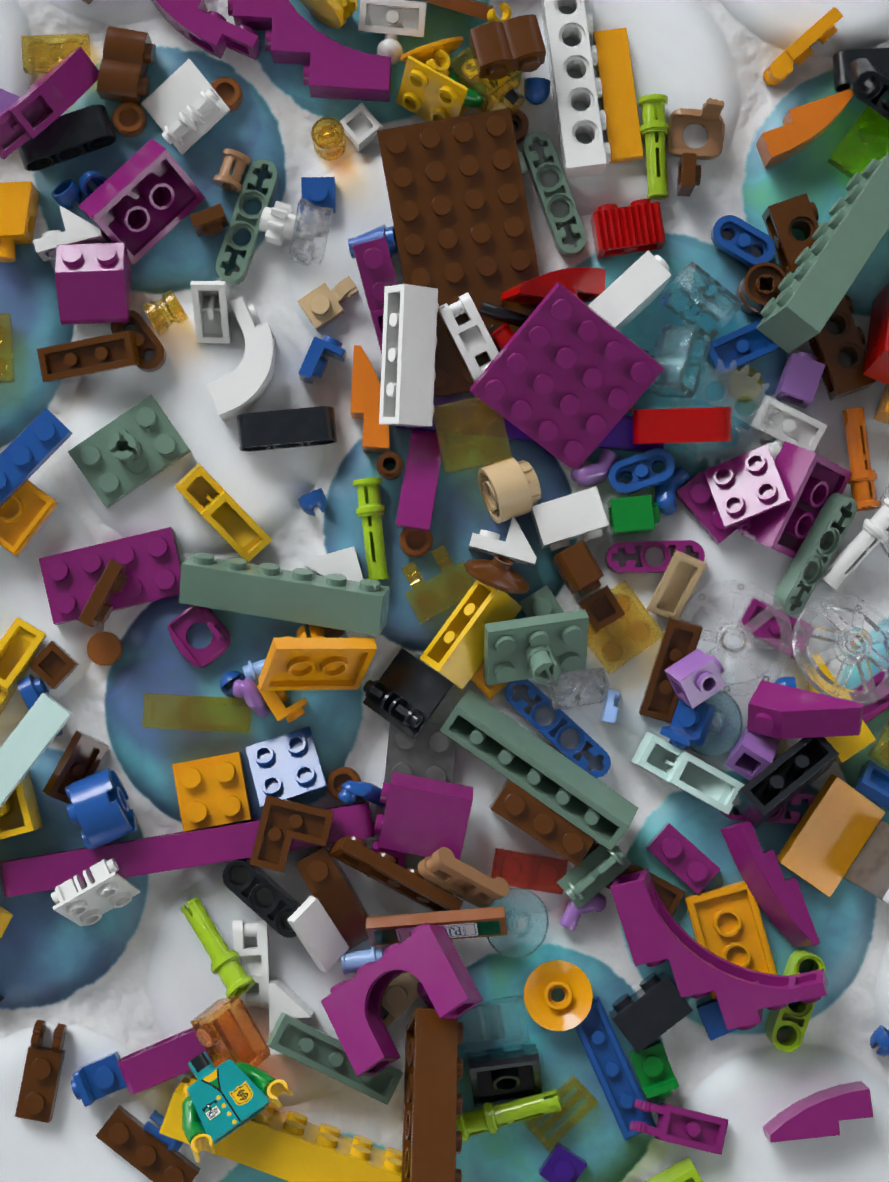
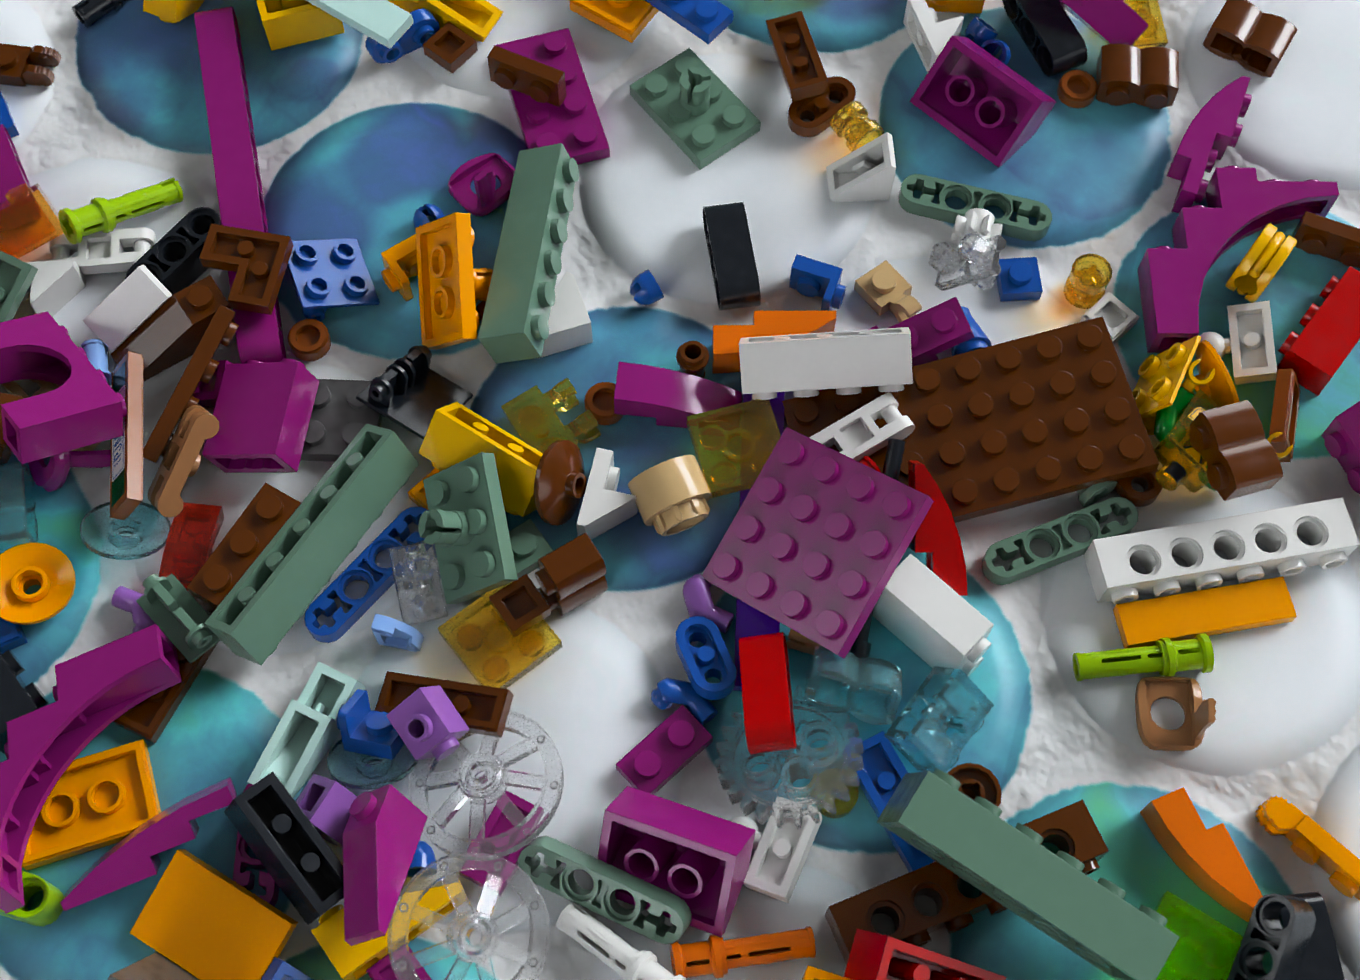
camera: 90 degrees right, 20 degrees down
(76, 763) = (334, 72): reddish brown plate -> none
(87, 904) = (190, 87): white hinge -> none
(93, 283) = (881, 54): magenta slope -> none
(100, 808) = (285, 88): blue brick -> none
(105, 648) = (469, 96): dark orange tile -> none
(185, 107) = (1099, 136): white hinge -> none
(196, 713) = (394, 180): clear yellow slope -> none
(209, 221) = (969, 164): reddish brown plate -> none
(212, 791) = (306, 204): light orange plate -> none
(223, 513) = (628, 196): yellow slope -> none
(224, 179) = (1033, 185): medium nougat bush -> none
(229, 91) = (1123, 179): dark orange tile -> none
(253, 375) = (801, 219): white arch -> none
(253, 698) = (406, 227): medium lavender arm -> none
(367, 791) = (297, 340): blue arm -> none
(370, 511) = (635, 349): lime pin -> none
(536, 90) = (1191, 509): blue hinge -> none
(569, 518) = (639, 571): white brick -> none
(627, 228) = (1027, 627): red brick -> none
(629, 549) = (581, 654): magenta beam -> none
(632, 515) = (647, 648): green brick -> none
(676, 585) = (555, 705): tan tile -> none
(682, 858) = (196, 737): magenta plate -> none
(688, 174) = (1111, 700): reddish brown plate -> none
(744, 238) = (1029, 781): blue plate -> none
(746, 487) = (688, 780): hinge -> none
(799, 379) = (848, 861): medium lavender brick -> none

